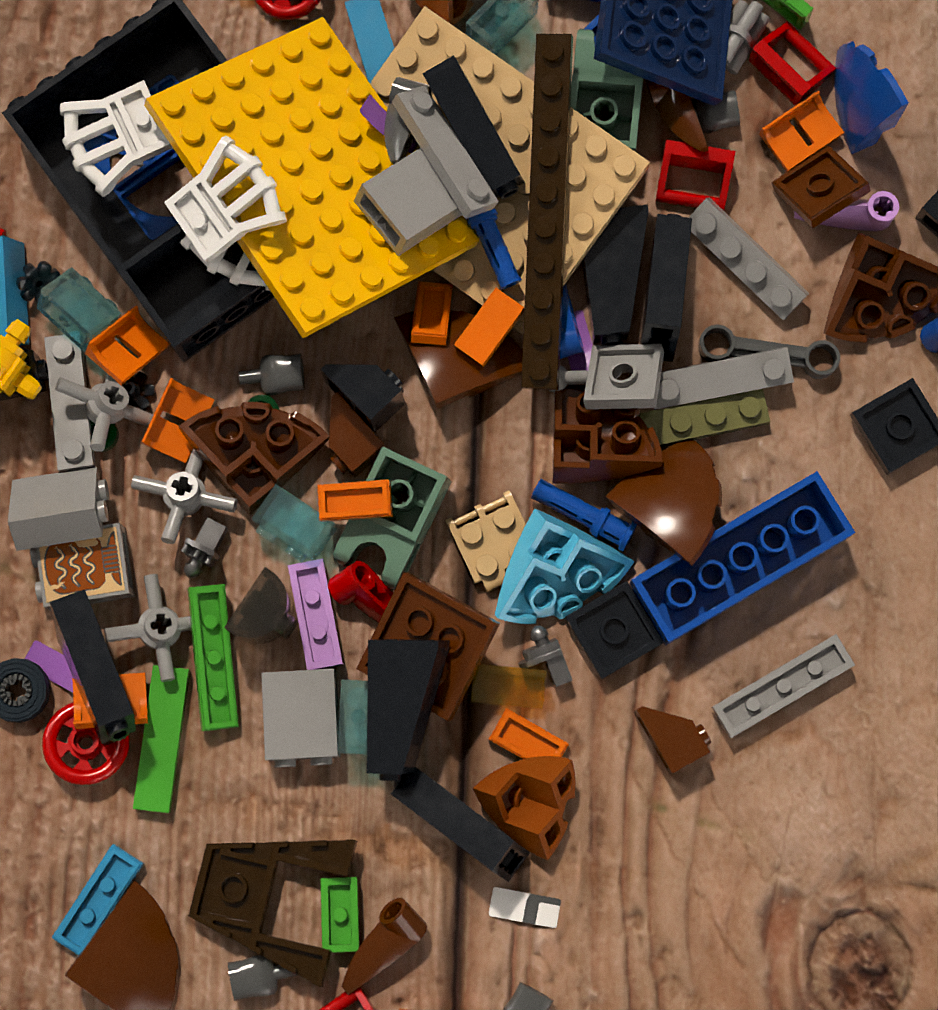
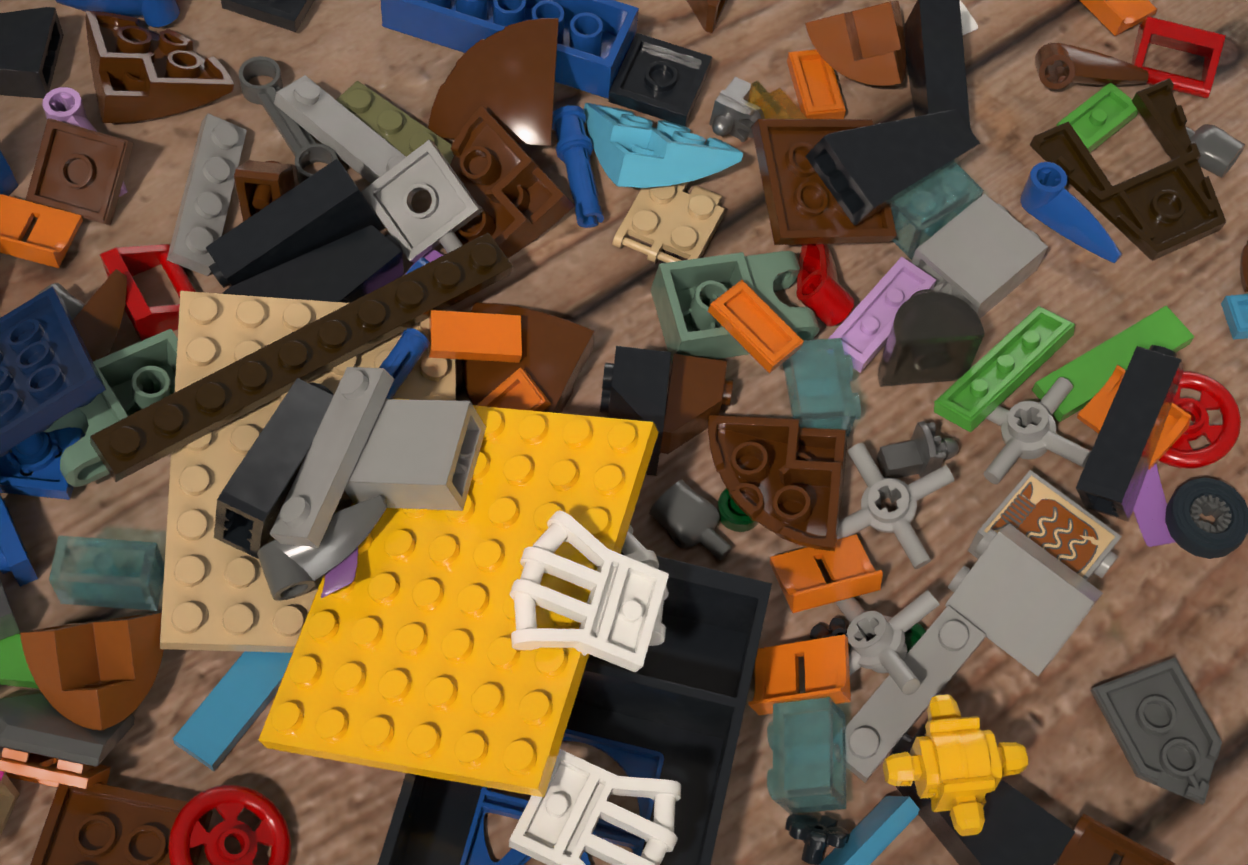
camera: 140 degrees left, 20 degrees down
(284, 819) = (1057, 208): none -> blue piece
(714, 289) = (261, 184): none -> reddish brown slope

